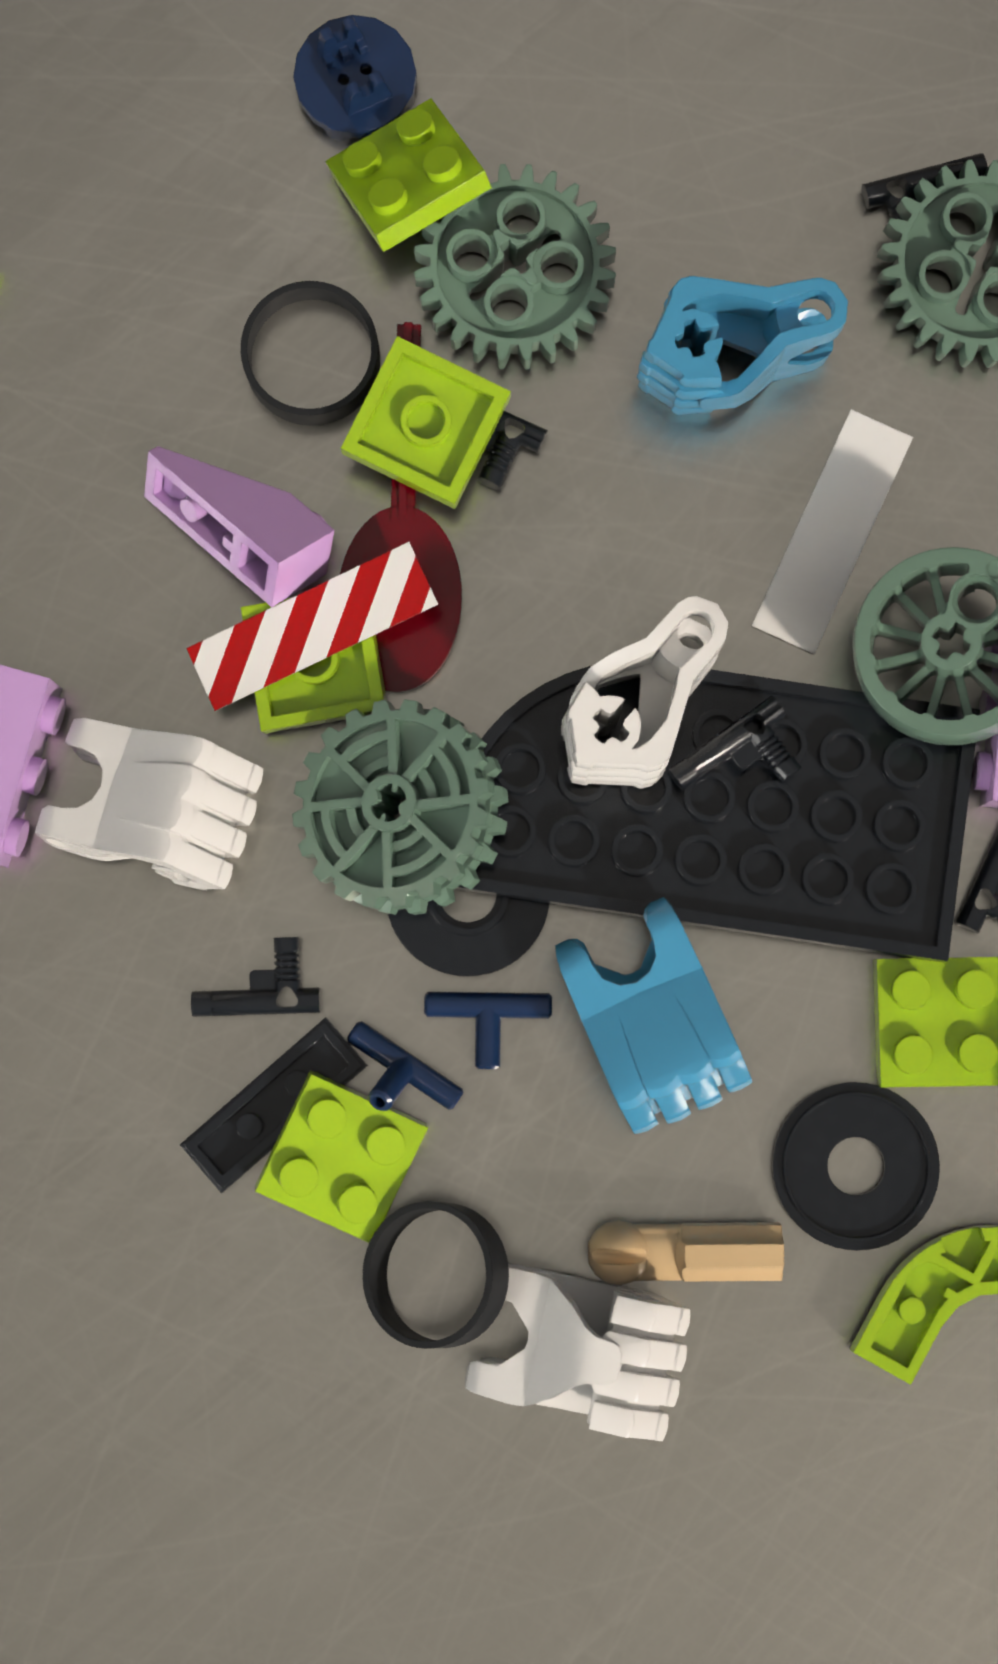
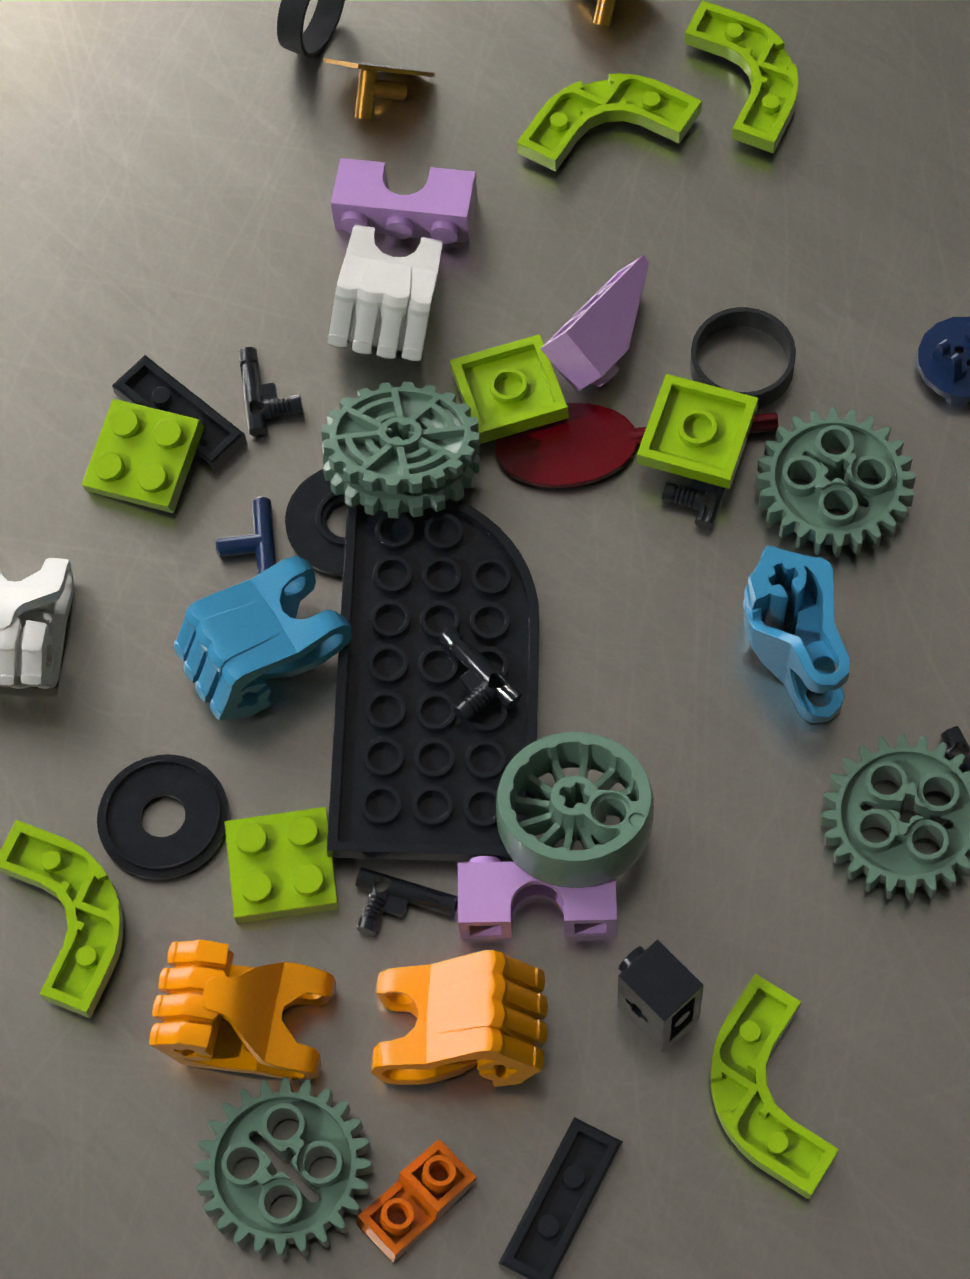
camera: 85 degrees right, 20 degrees down
(312, 626) = (532, 379): sticker -> none
(376, 1275) = (60, 551): black tyre -> none
(401, 1070) = (211, 488): dark blue piece -> none
(408, 174) = (890, 396): lime plate -> none
(667, 679) = (463, 557): white piece -> none
(687, 1252) = (87, 698): tan piece -> none
(832, 531) = (676, 743): white sticker -> none

